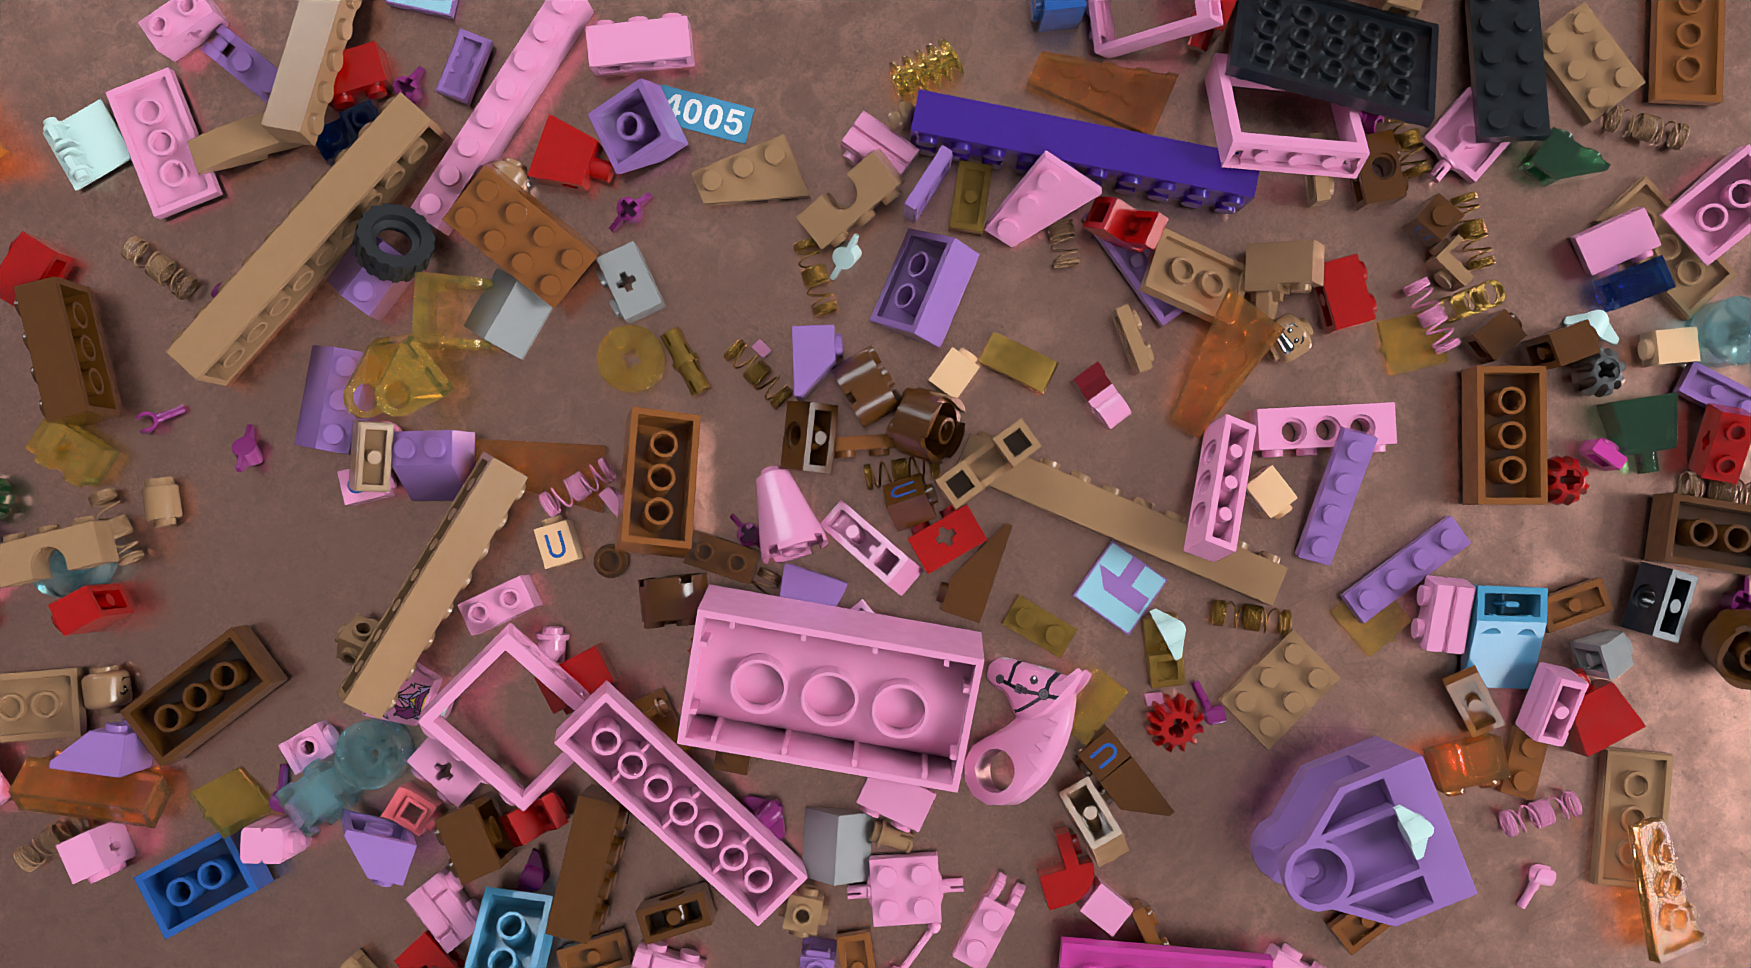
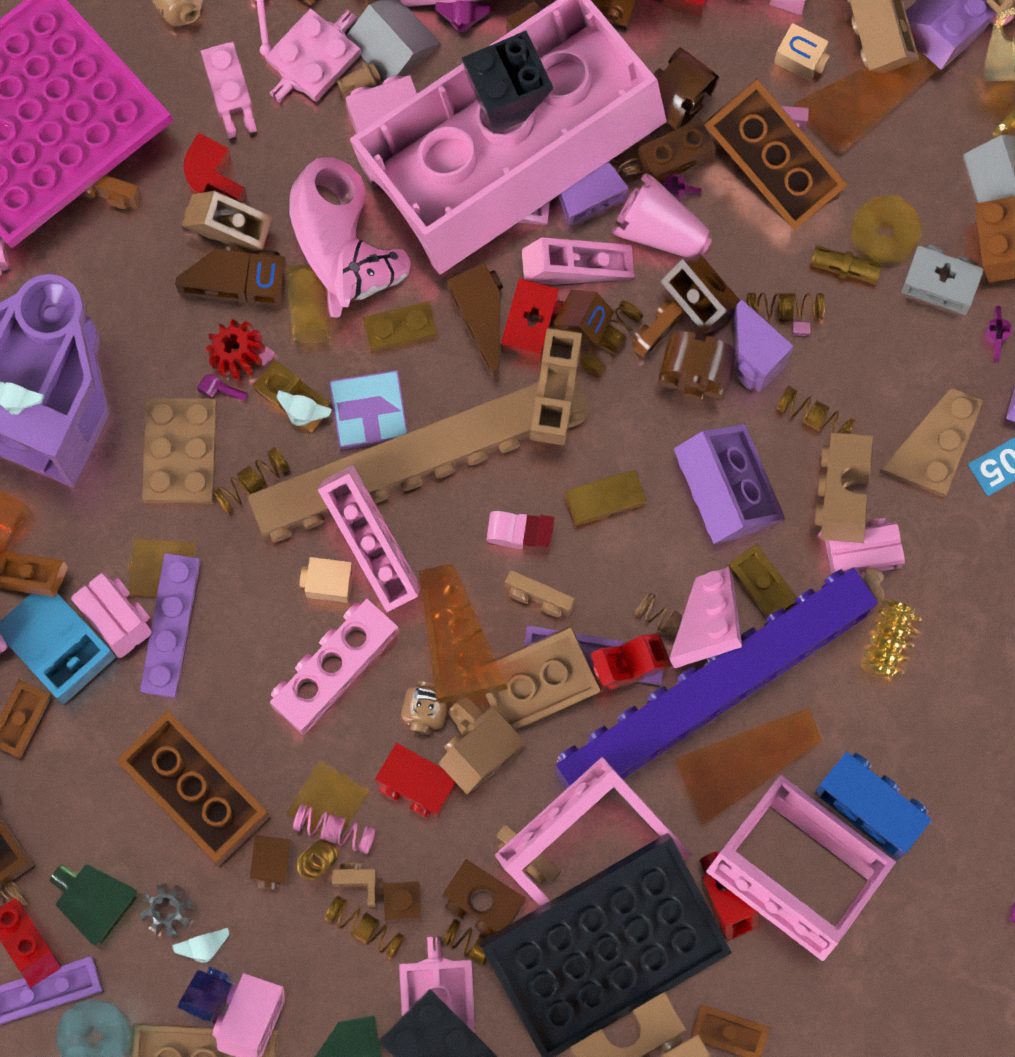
camera: 130 degrees right, 10 degrees down
(577, 487) = (828, 100): bright pink piece -> none
(610, 562) = (749, 71): reddish brown plate -> none
(807, 717) = (507, 80): none -> black slope
(846, 255) = (809, 450): light aqua piece -> none
(927, 425) = (626, 380): reddish brown brick -> none
(928, 184) = (802, 552): medium lavender tile -> none
(954, 372) = (644, 442): light nougat brick -> none
(1105, 906) = (160, 176): bright pink brick -> none
(1336, 495) = (276, 623): medium lavender plate -> none
(1562, 345) = (215, 895): reddish brown brick -> none
(1573, 480) = (122, 790): red piece -> none
(1603, 454) = (103, 853): dark pink plate -> none
(1669, 347) = (130, 982): light nougat brick -> none

